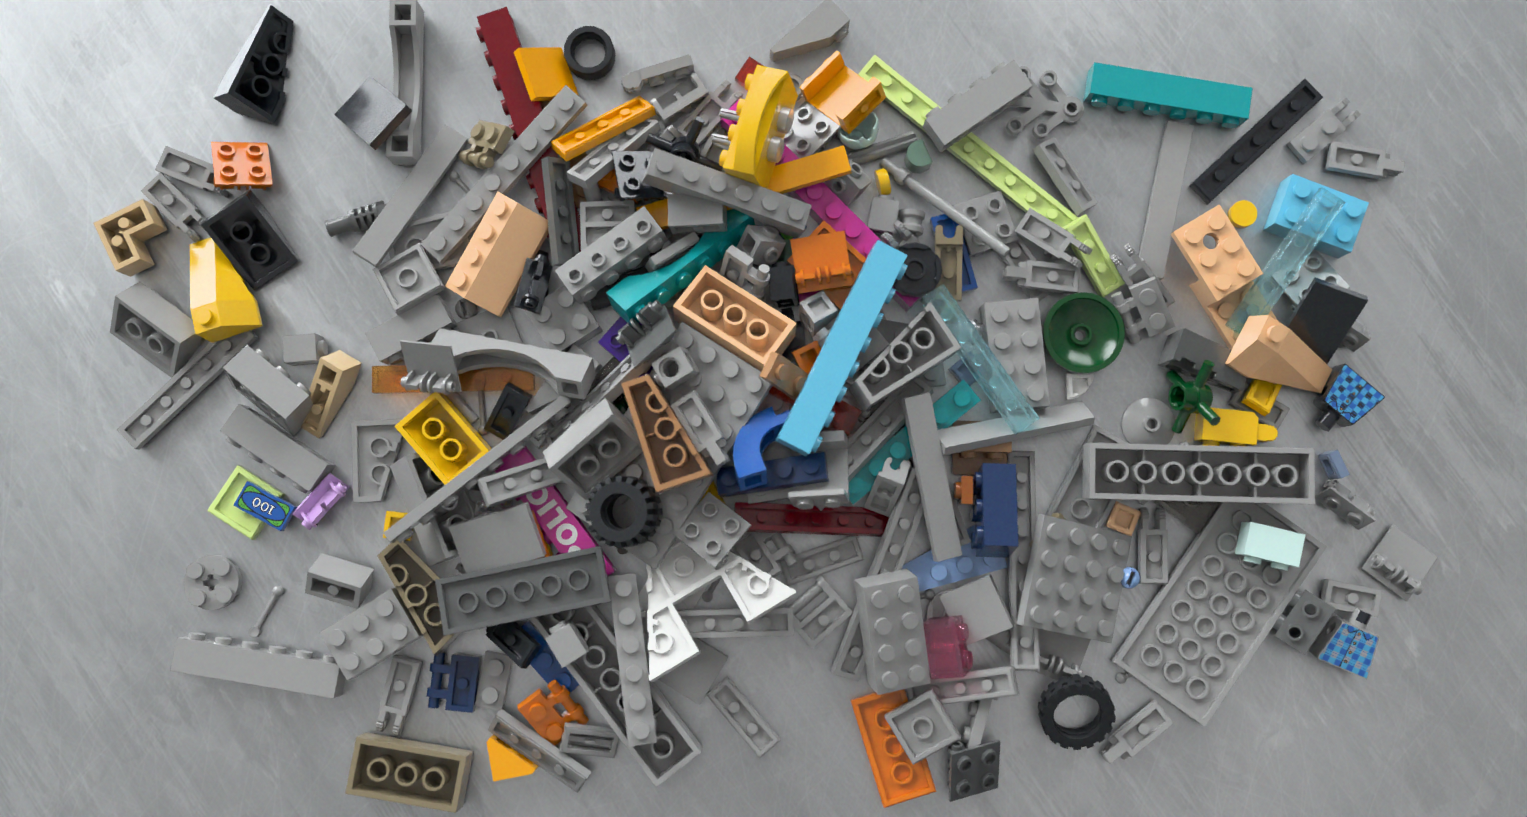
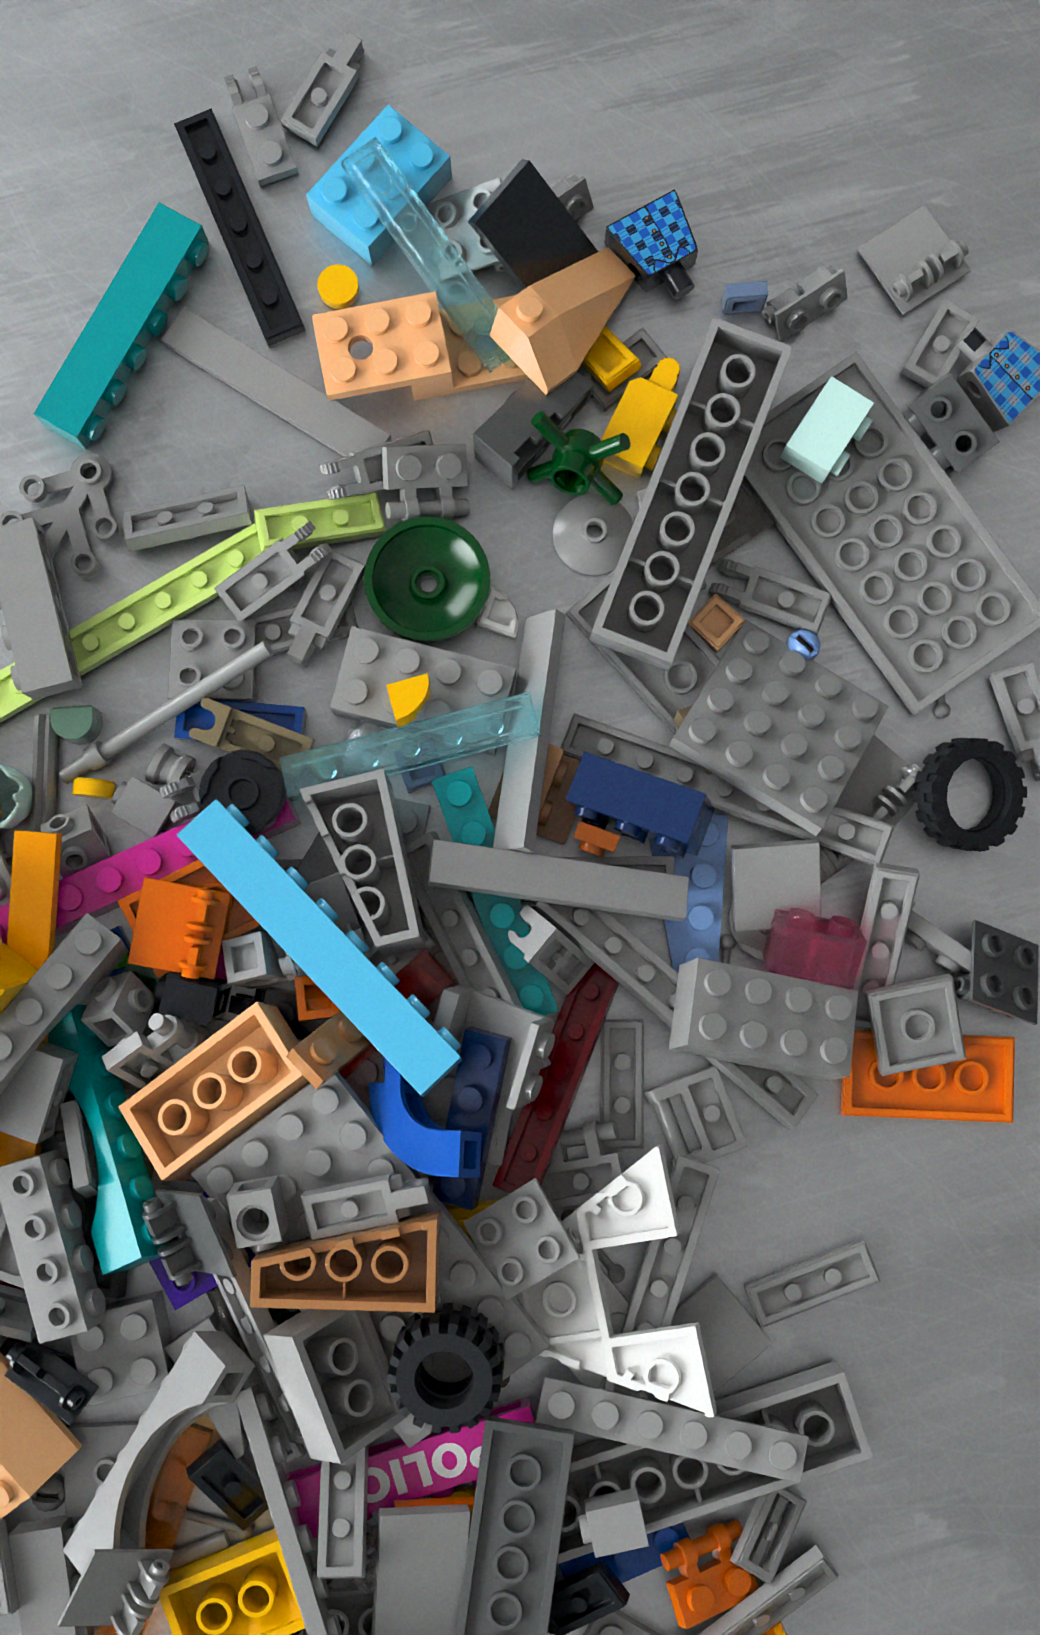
camera: 70 degrees left, 0 degrees up
(1008, 347) = (409, 697): none -> yellow tile

